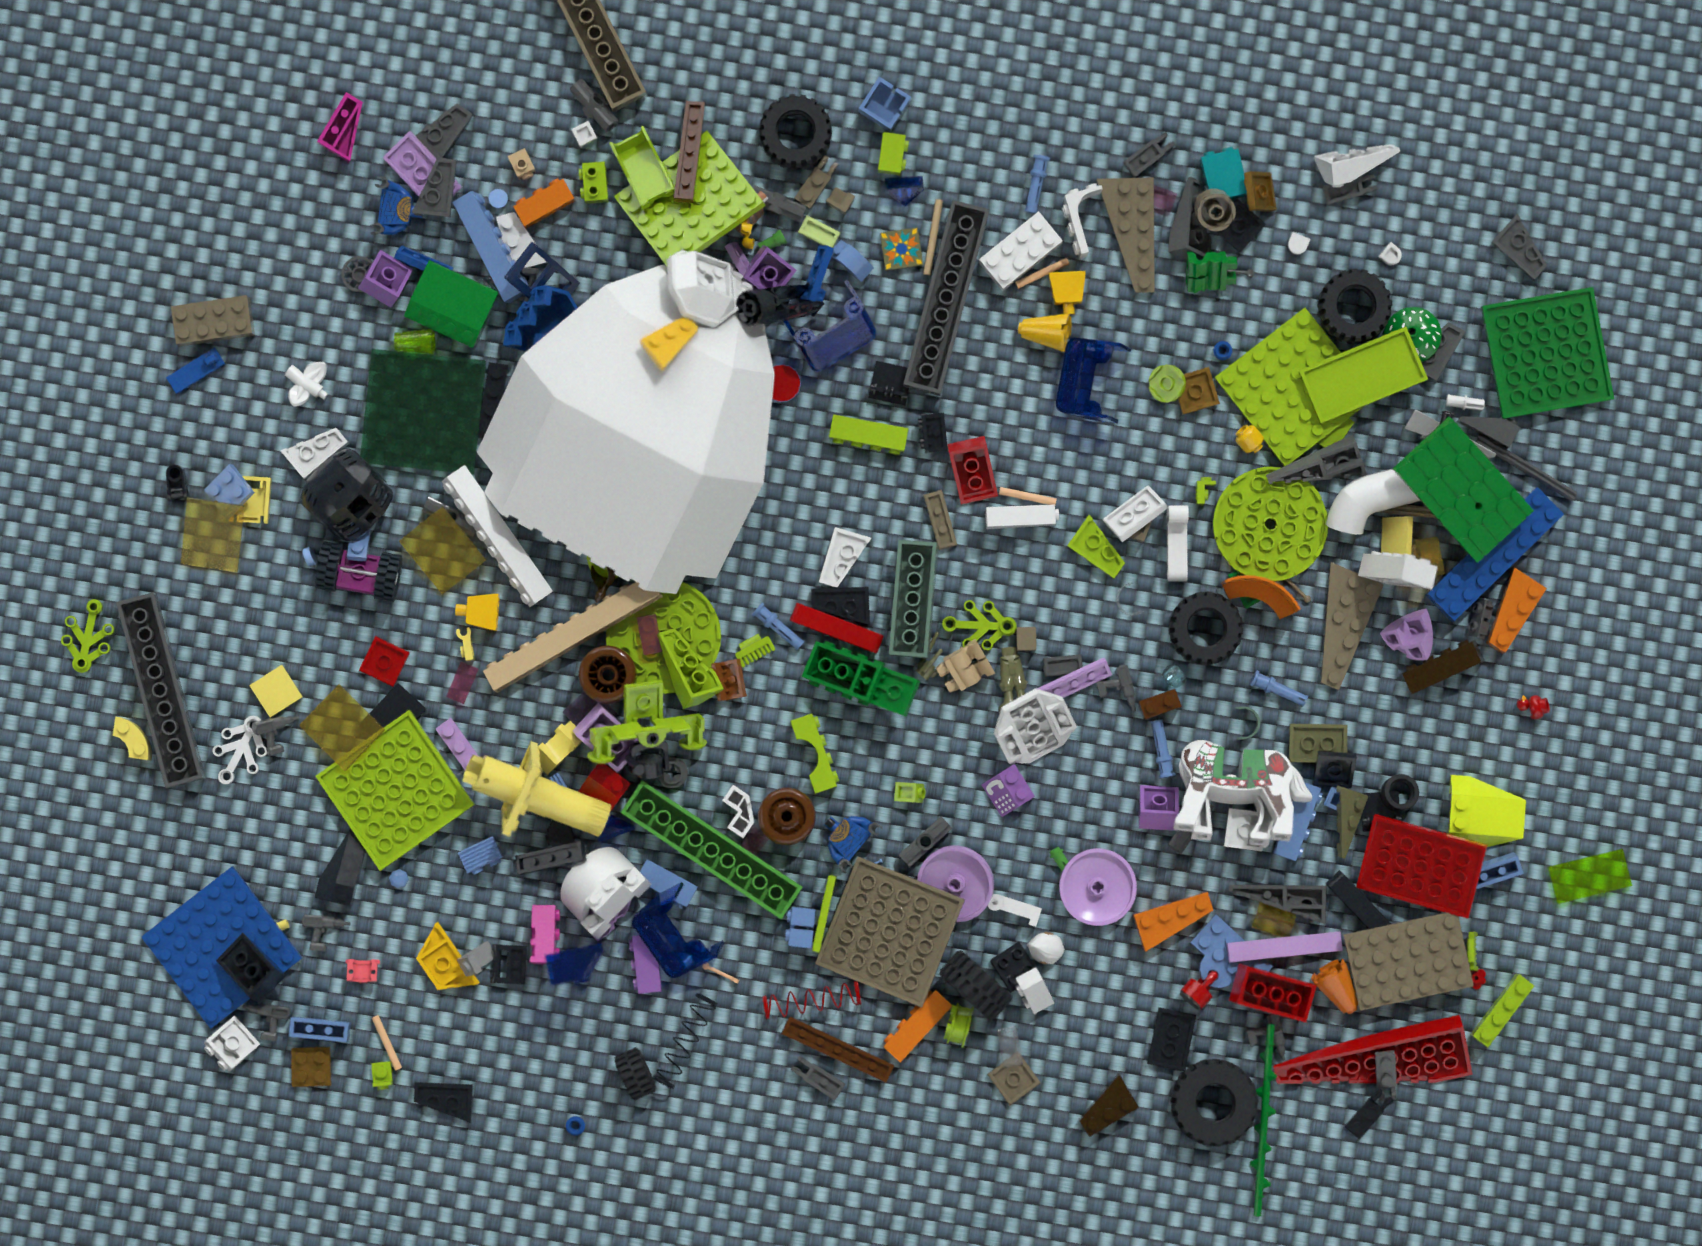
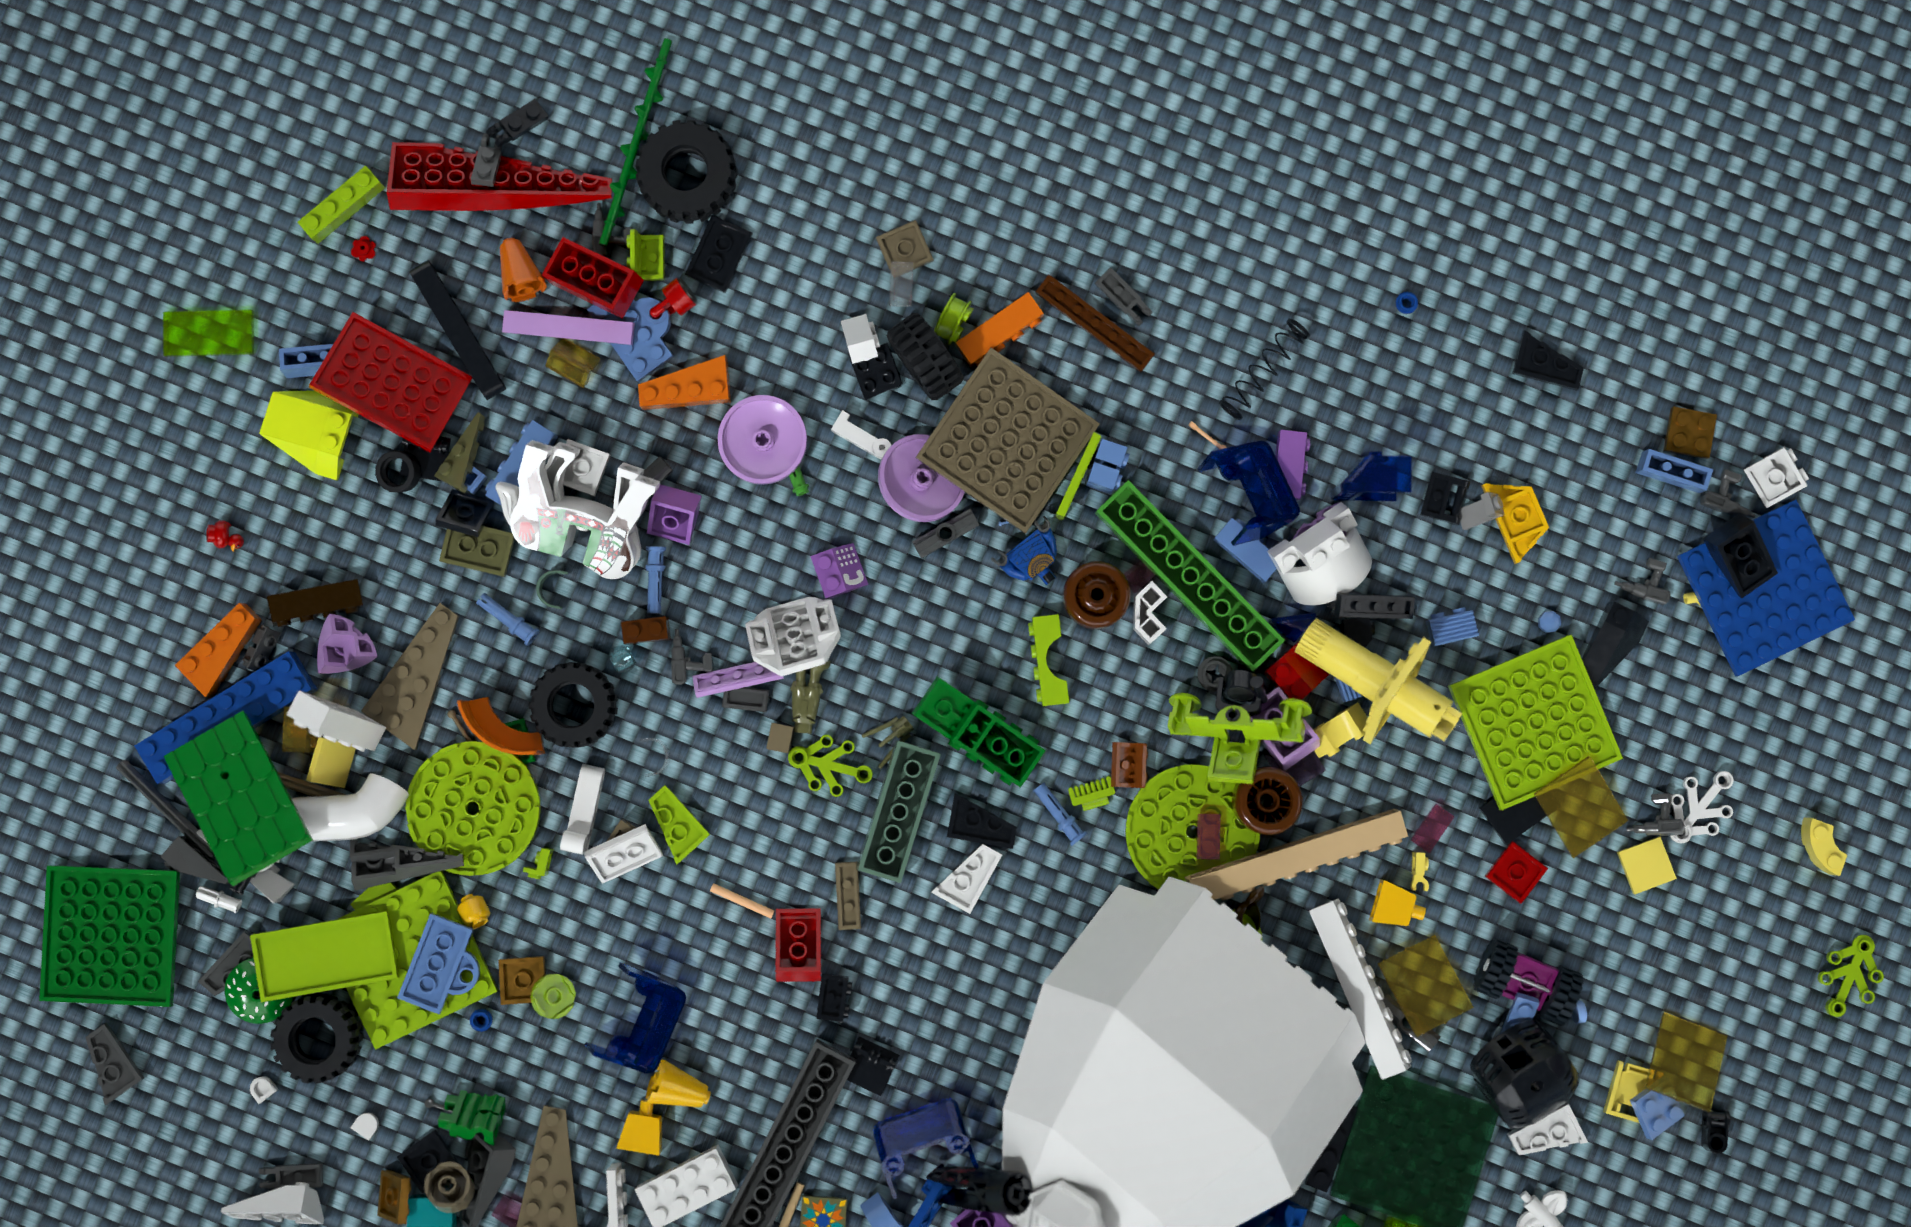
camera: 165 degrees left, 0 degrees up
(161, 690) = (1780, 895): dark grey brick -> none
(362, 970) = (1613, 526): coral piece -> none
(382, 1075) = (1612, 405): lime bracket -> none
(386, 1042) = (1599, 439): light nougat bar -> none
(456, 742) = (1452, 762): lavender plate -> none
(544, 932) = (1398, 523): dark pink wedge -> none
(635, 1073) = (1330, 343): black tyre -> none
(668, 341) = (1121, 1177): yellow wing -> none
(689, 675) = (1173, 781): lime wedge -> none
(767, 1010) = (1164, 384): red piece -> none
(786, 383) = (991, 1092): red tile -> none
(836, 628) = (993, 797): red beam -> none
(868, 433) = (908, 1013): lime brick -> none
(909, 792) = (951, 592): lime bracket -> none
(960, 666) = (860, 719): tan hips -> none
(1021, 516) = (755, 879): white slope -> none
(1041, 273) = (666, 1156): light nougat bar -> none
(1046, 948) = (836, 385): white hair -> none
(1108, 1107) = (806, 192): dark brown wedge -> none
(1231, 1022) = (646, 255): none -> lime bracket
(1266, 388) = (439, 965): none -> medium blue plate
(1302, 900) = (537, 376): dark grey wedge -> none
(1408, 960) = (432, 281): dark tan plate -> none
(1471, 951) = (359, 277): lime piece -> none

